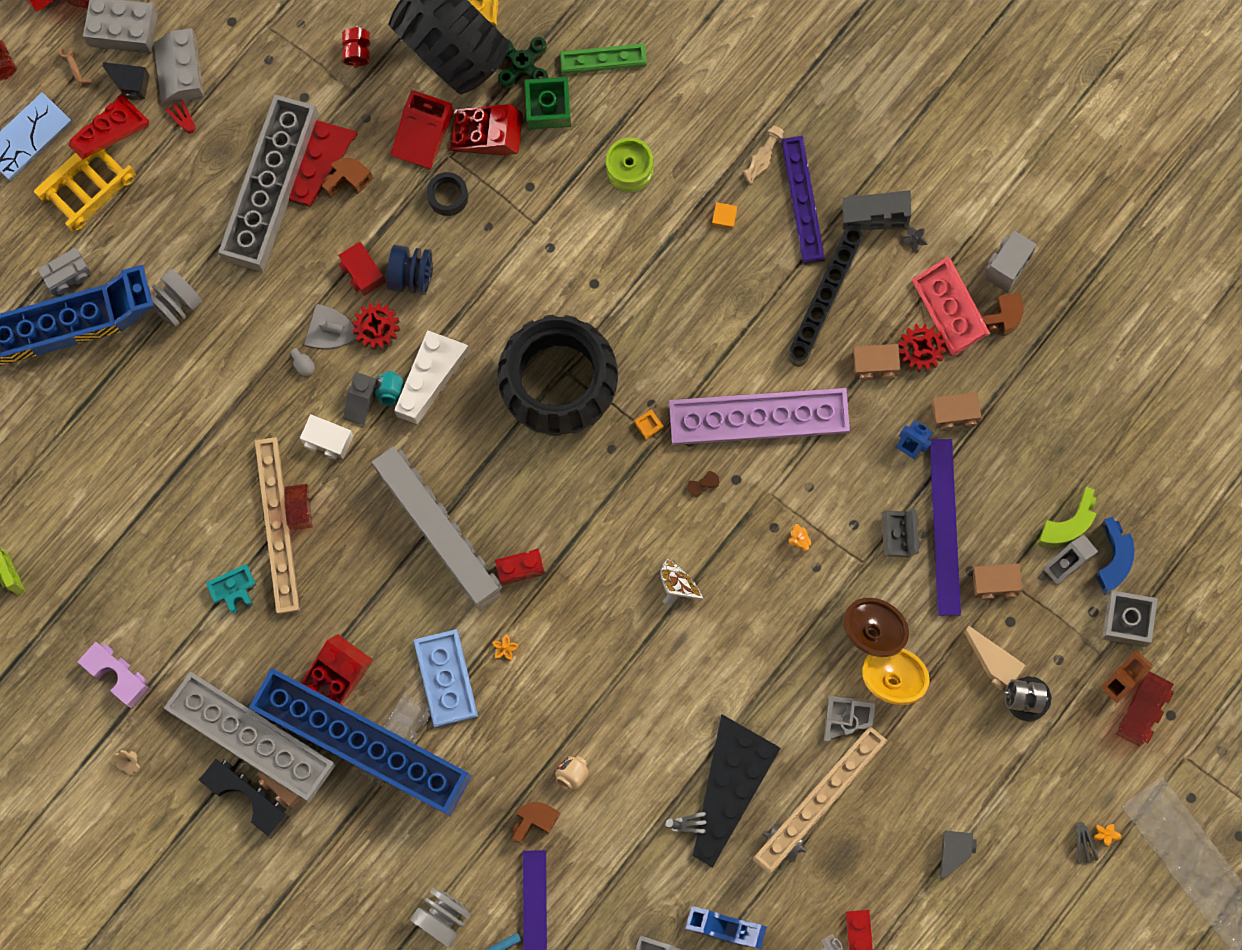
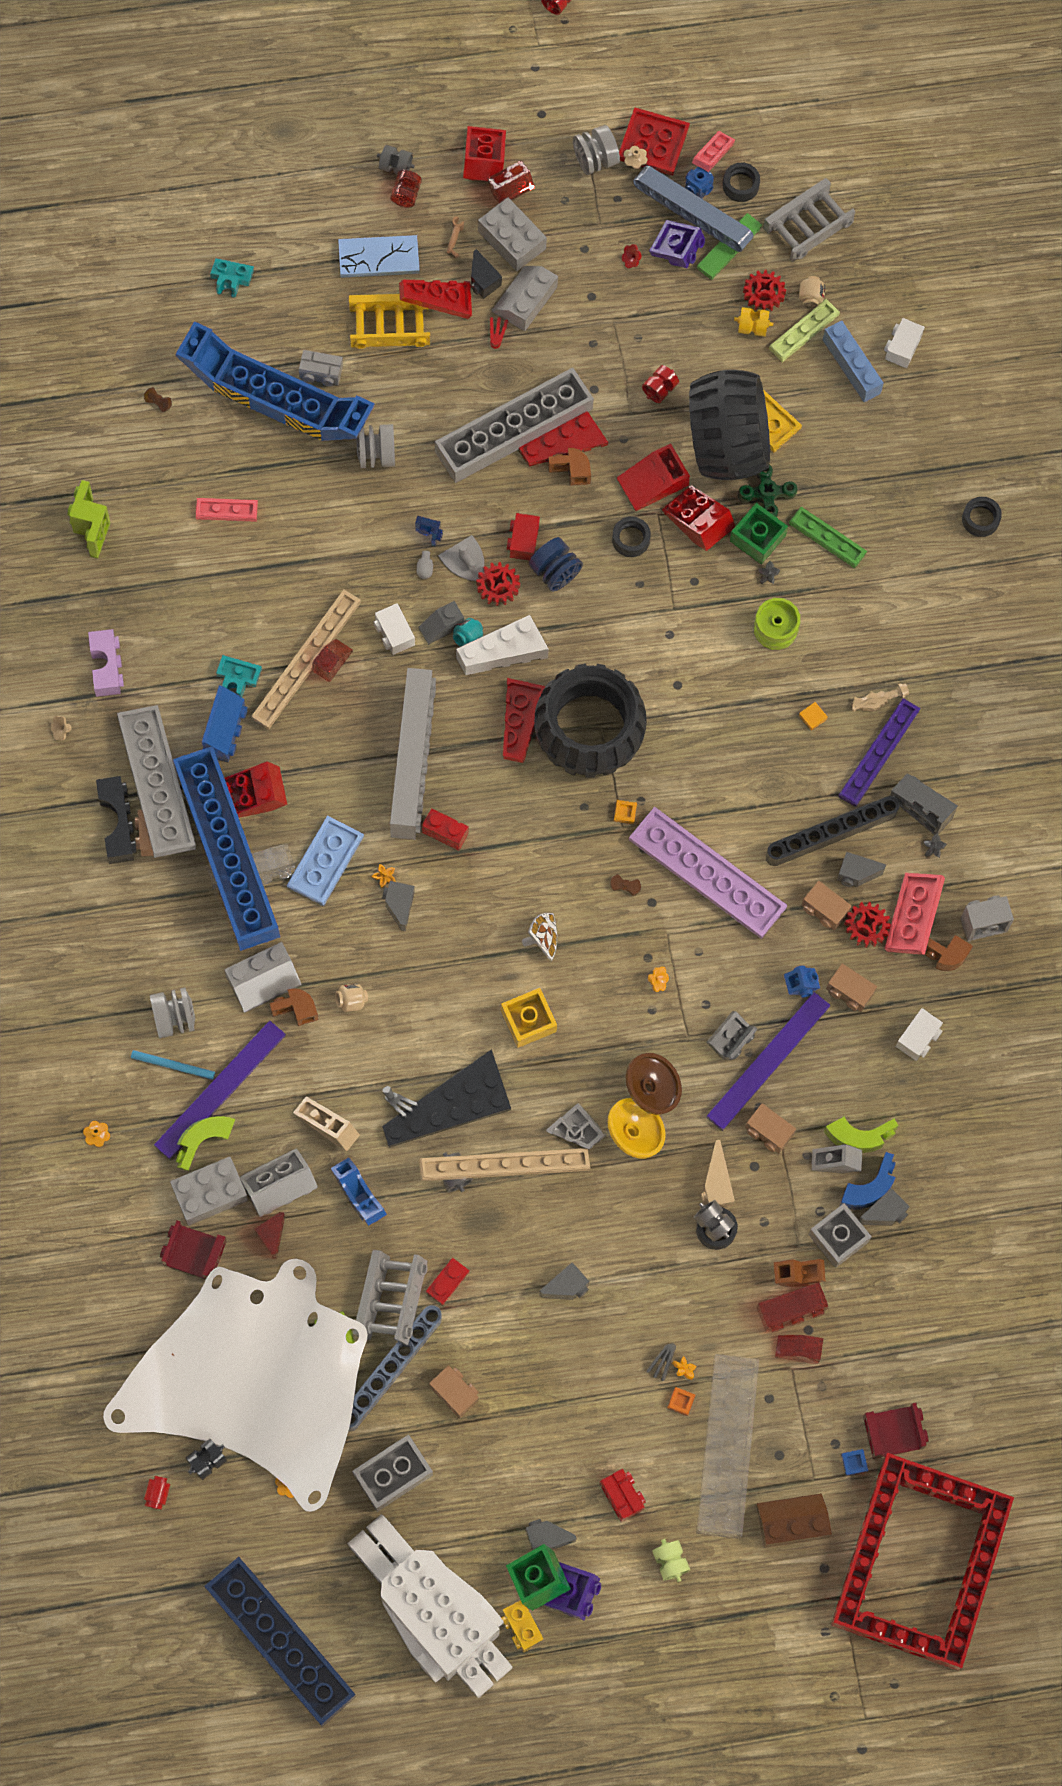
camera: 30 degrees right, 5 degrees down
(95, 457) = (226, 509): none -> coral tile
(261, 639) = (224, 723): none -> blue slope
(275, 328) = (429, 527): none -> clear blue bracket
(485, 820) = (262, 977): none -> light grey slope
(493, 418) = (519, 718): none -> red wing
(537, 660) = (398, 902): none -> dark grey slope
(583, 128) = (768, 573): none -> dark grey plant
(647, 893) = (327, 1123): none -> tan slope
(728, 662) = (528, 1017): none -> yellow brick
(874, 310) = (859, 870): none -> dark grey slope
(1042, 401) = (919, 1034): none -> white brick
(1127, 862) = (681, 1401): none -> orange tile
(1146, 564) = (886, 1210): none -> dark grey slope
(1179, 737) = (799, 1348): none -> clear red slope

